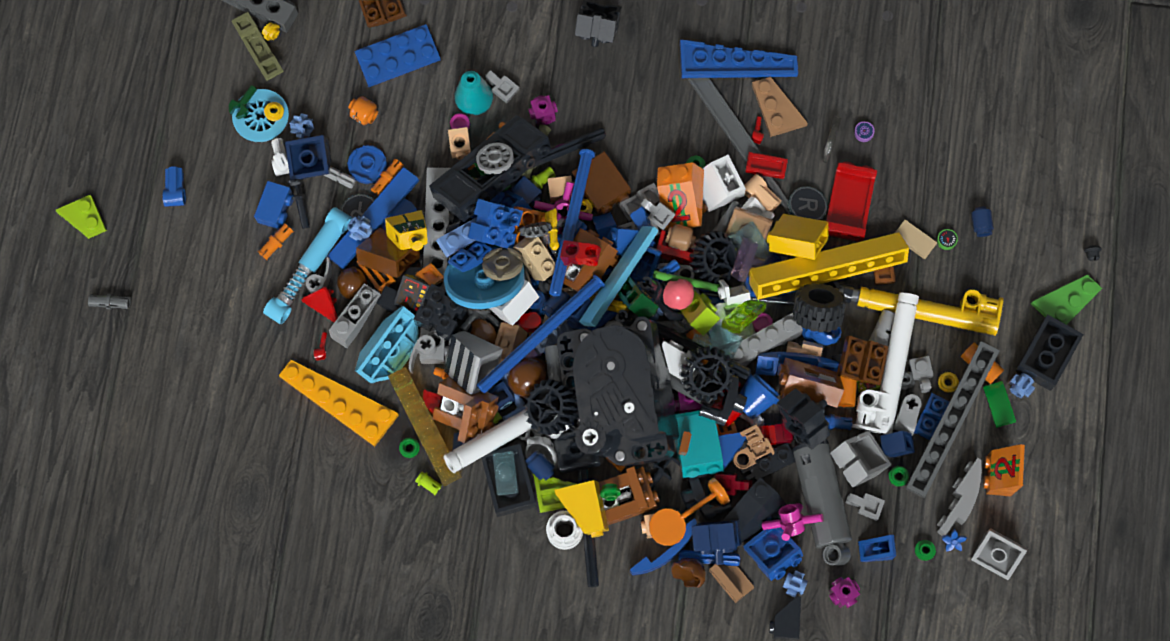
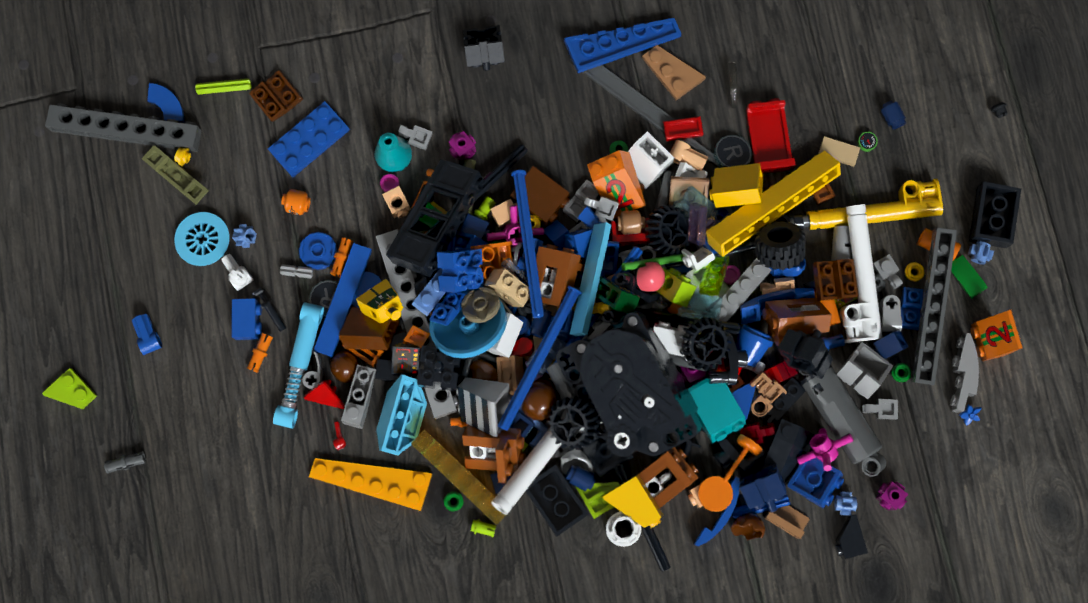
camera: 20 degrees left, 5 degrees up
(242, 103) = (181, 233): dark green bar -> none
(273, 116) = (213, 237): yellow plate -> none
(308, 157) = (262, 264): dark blue slope -> none
(359, 228) = (334, 315): medium blue gear -> none
(418, 348) = (431, 409): light grey panel -> none
(432, 400) = (458, 450): red tile -> none
(495, 158) = (437, 208): light grey wheel -> none
(505, 473) = (552, 497): clear light blue tile -> none
(535, 229) = (499, 262): dark grey gear -> none
(551, 217) = (511, 250): yellow piece -> none
(580, 253) = (549, 271): leg -> none
(610, 492) = (653, 480): green plate -> none
(685, 443) = (706, 411): dark orange tile -> none
(757, 136) = (664, 104): red hand -> none
(864, 131) = (758, 67): tile -> none
(877, 549) = (907, 445): blue slope -> none
(922, 556) = (942, 431): green plate -> none
(999, 553) = (1014, 412): light grey slope -> none
(1068, 300) = (993, 160): bright green wing -> none

